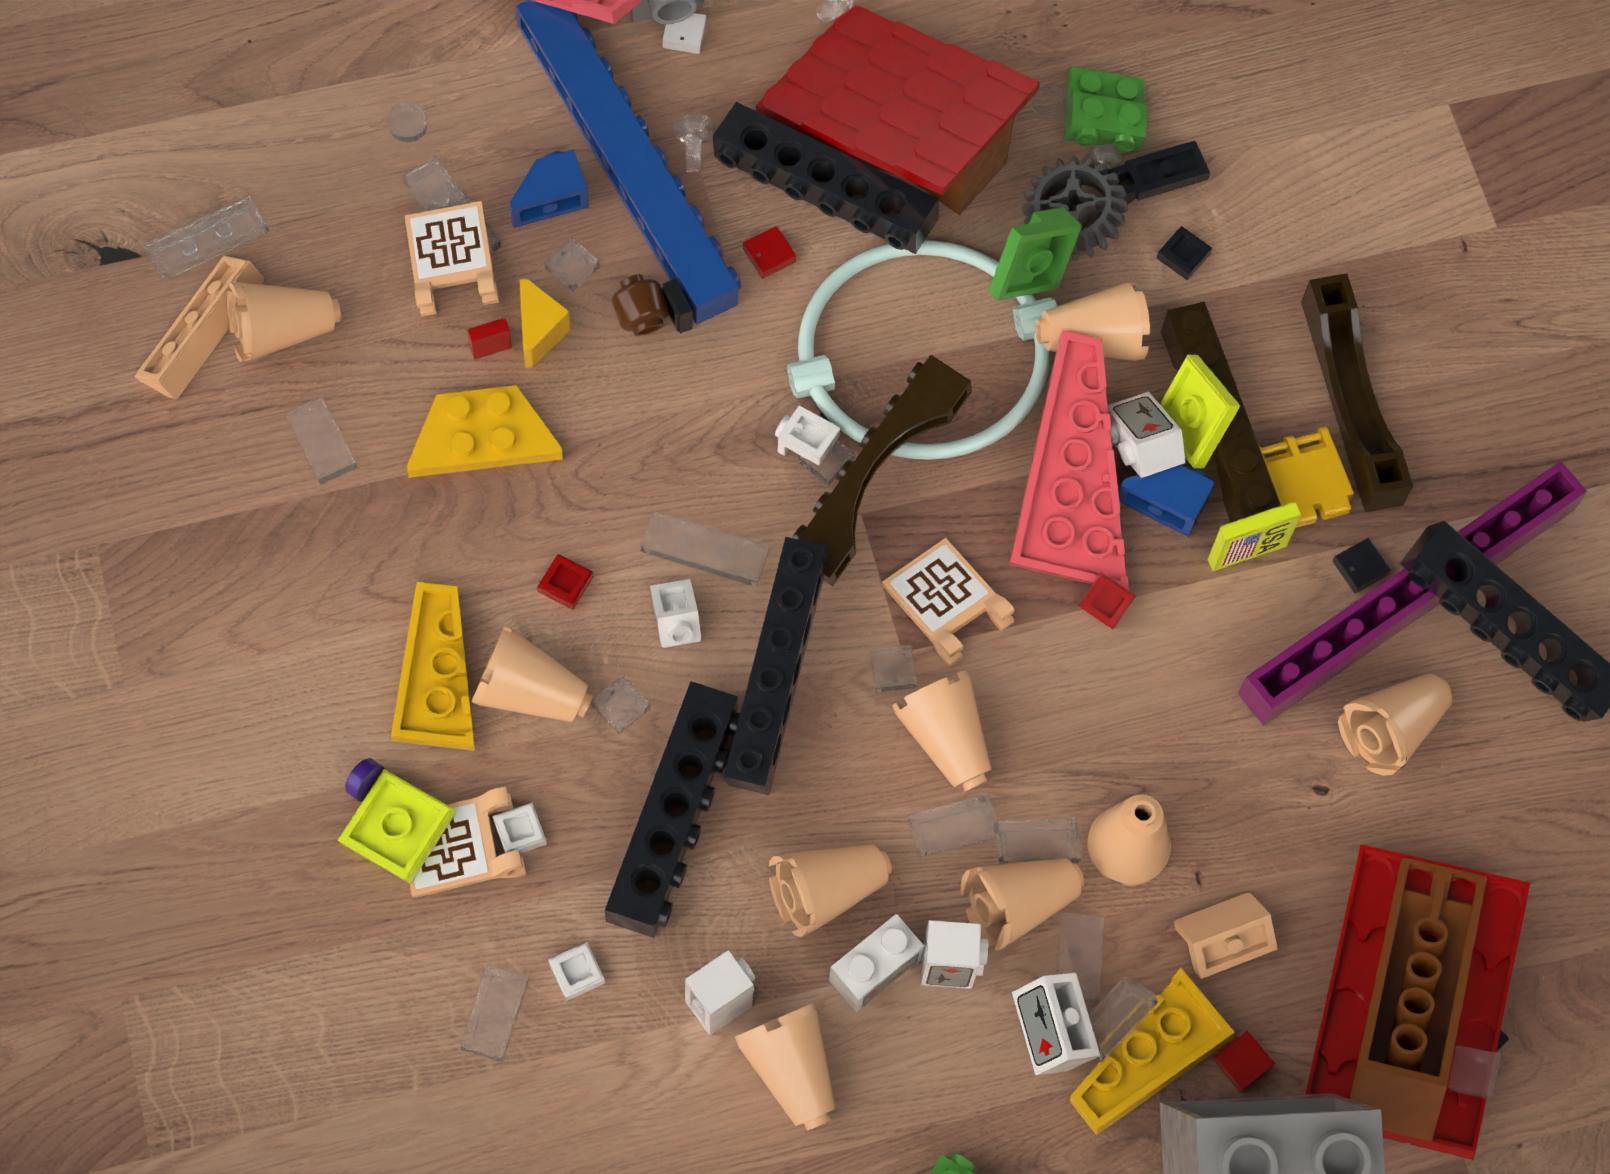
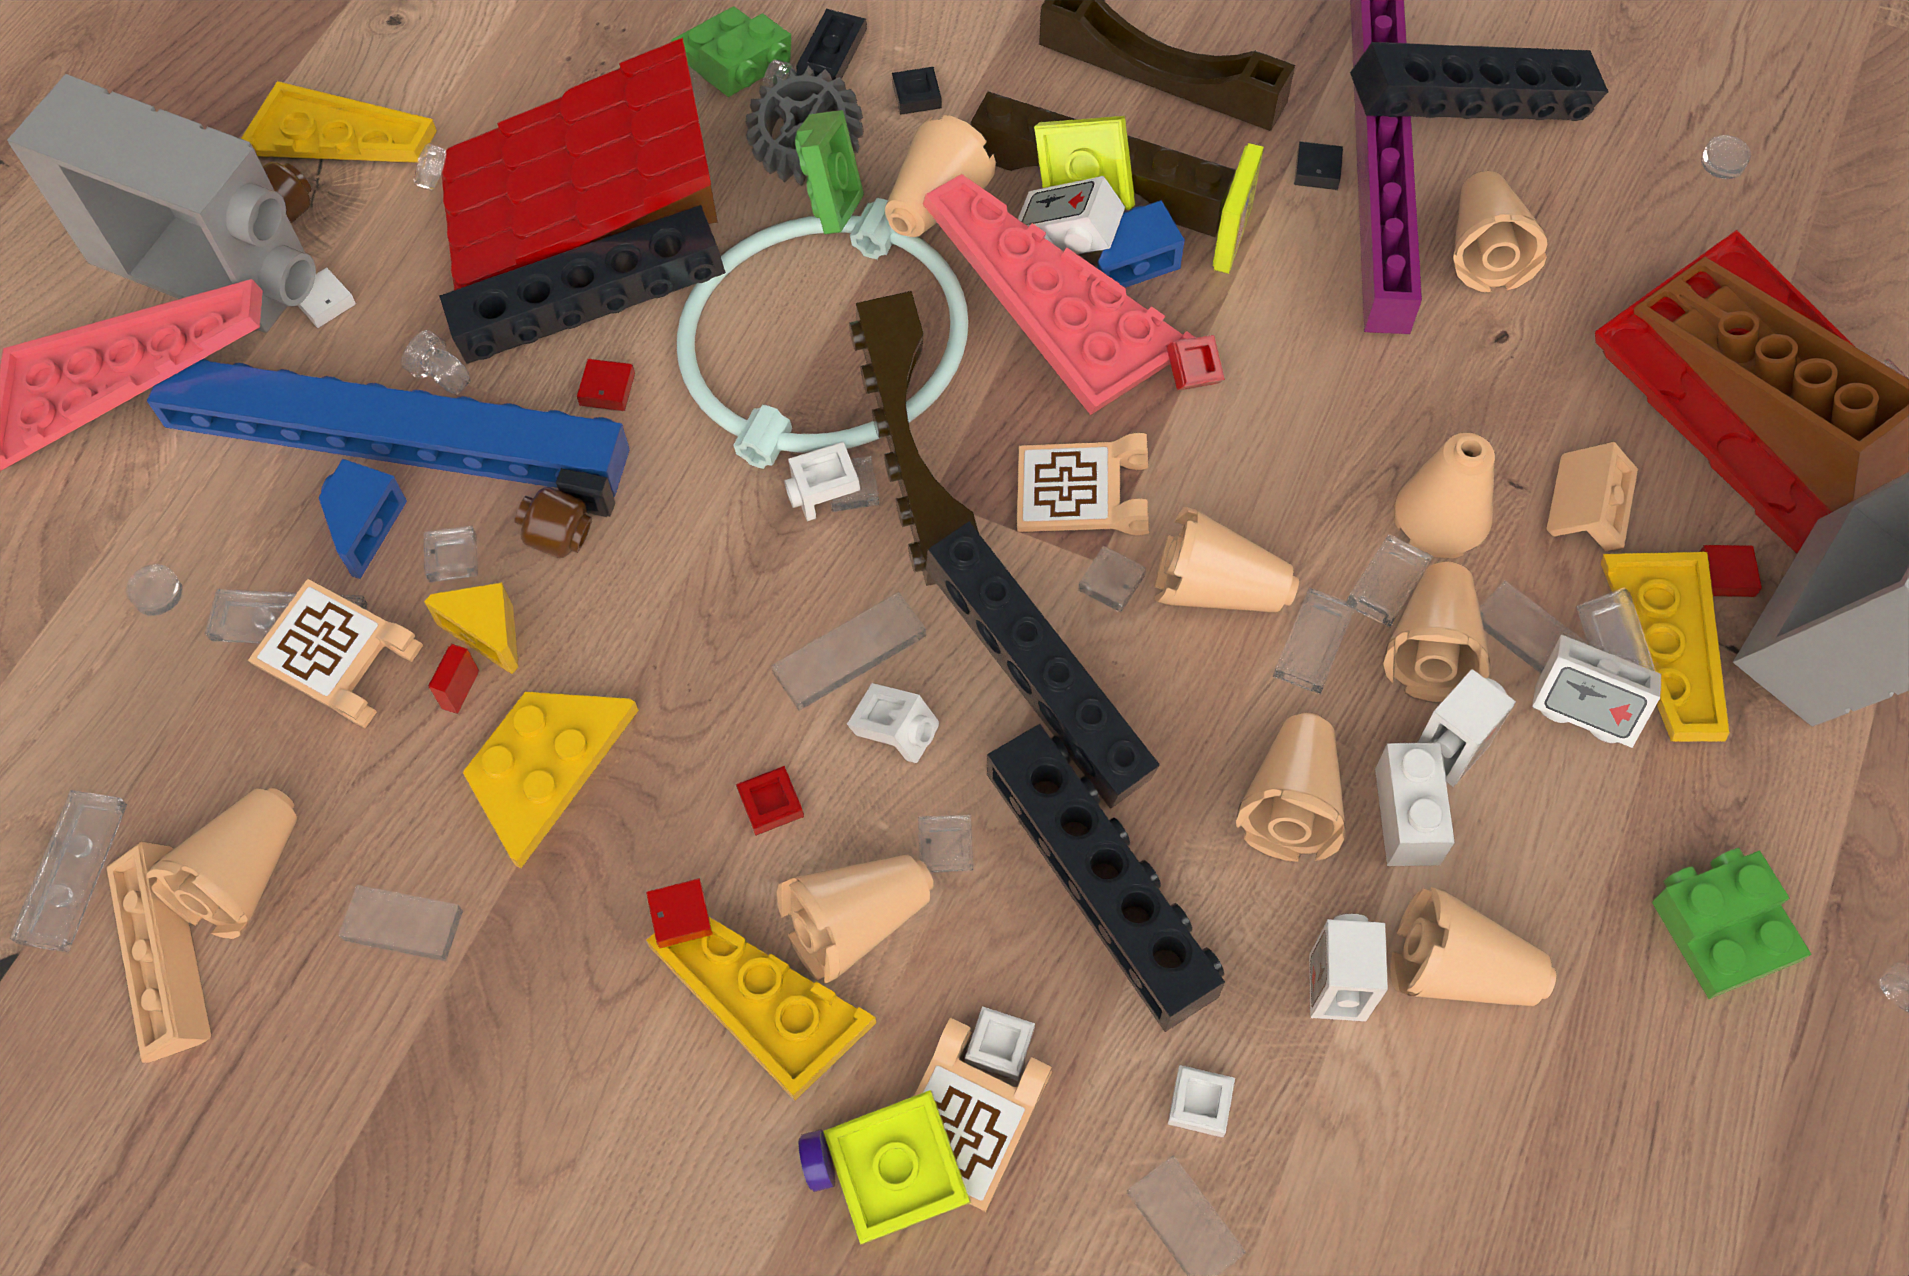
camera: 45 degrees left, 5 degrees down
(445, 586) = (679, 913): none -> red tile
(1310, 476) = (1207, 133): yellow plate -> none

